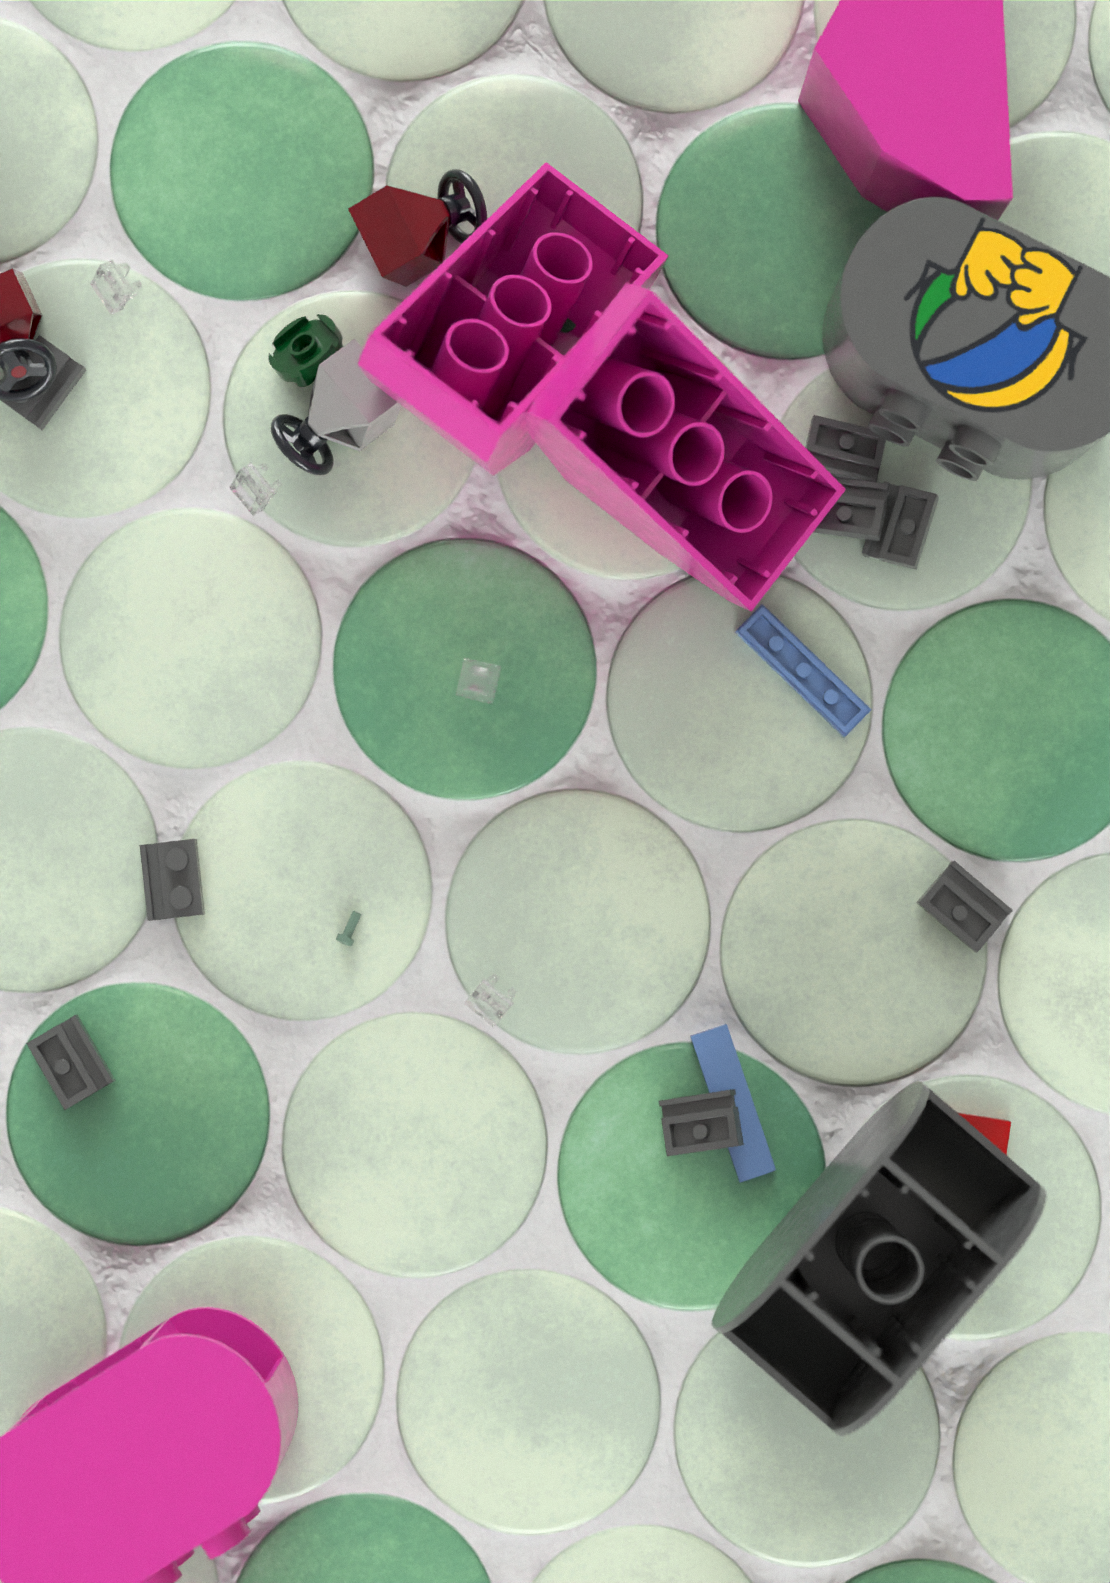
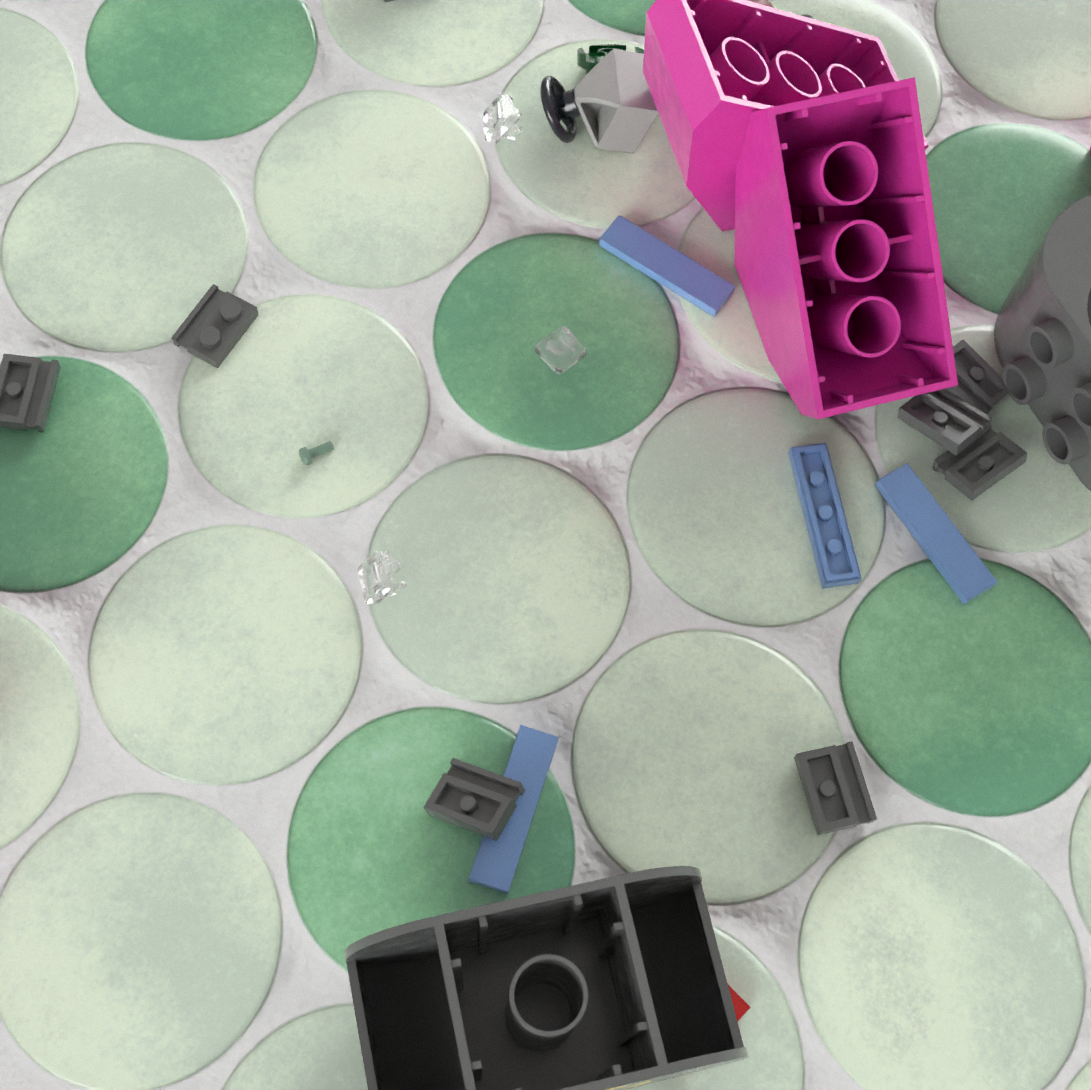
camera: 30 degrees right, 20 degrees down
(508, 527) = (666, 265): none -> medium blue tile
(904, 620) = (935, 533): none -> medium blue tile

